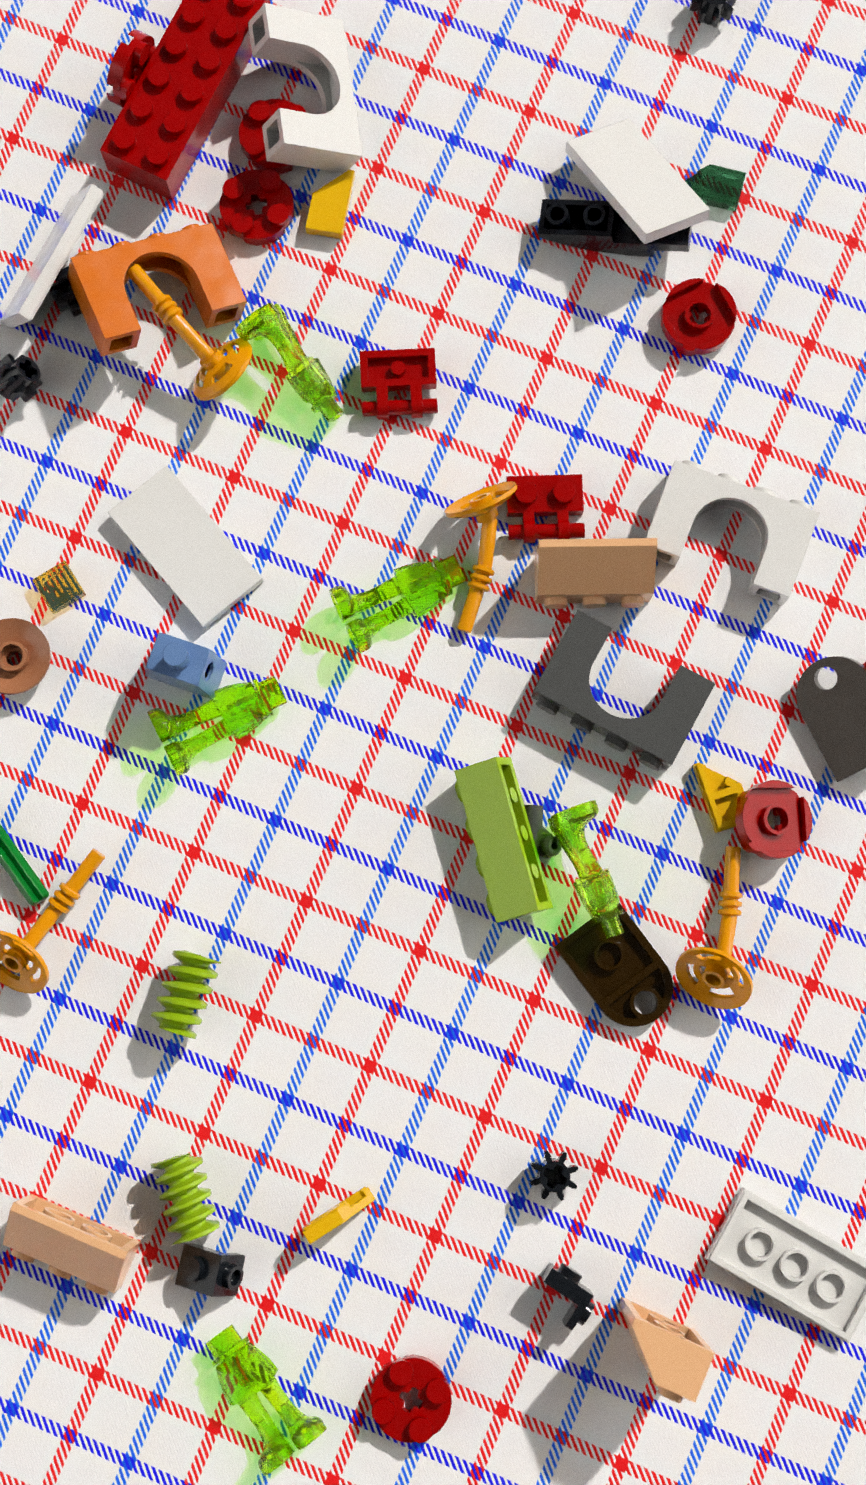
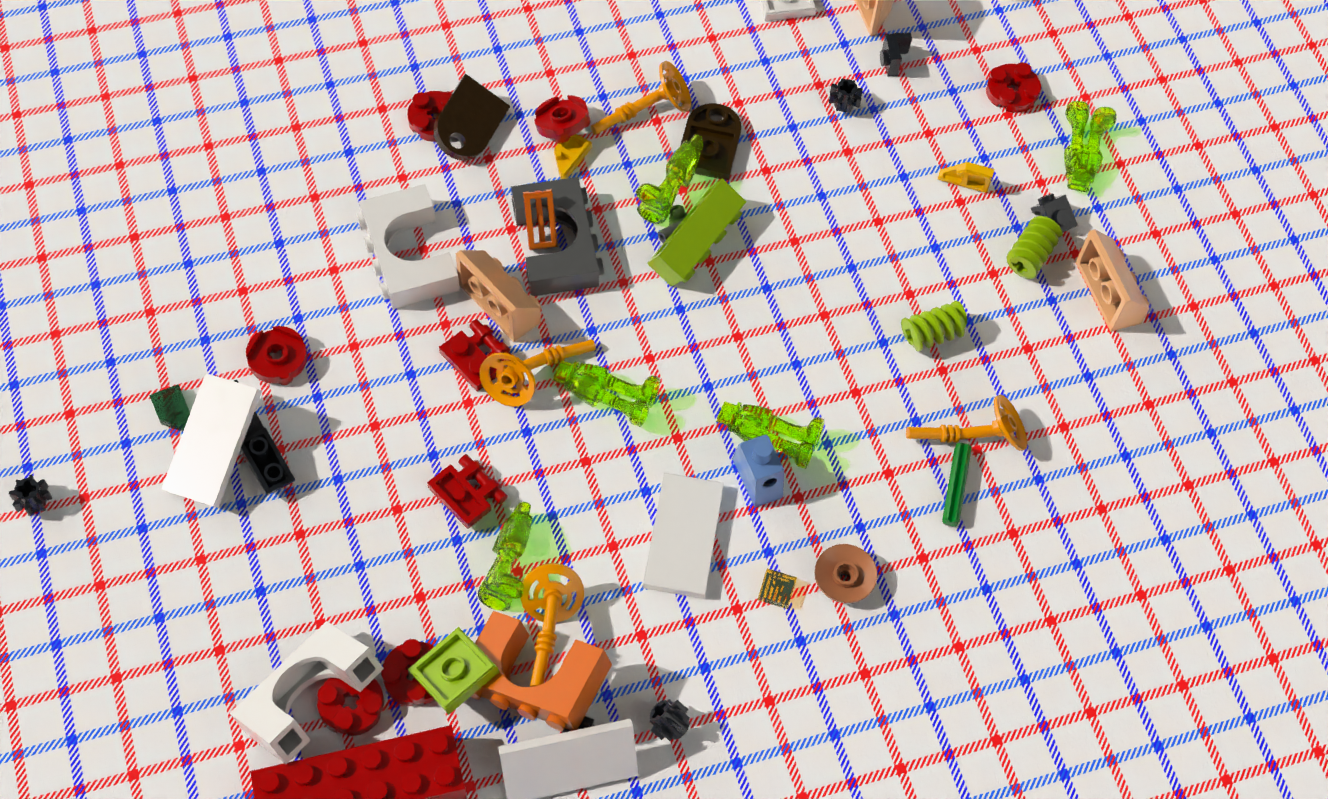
camera: 135 degrees left, 20 degrees down
(216, 220) = (453, 670): none -> lime tile
(330, 207) = (376, 625): yellow tile -> none
(669, 692) = (537, 195): none -> orange tile

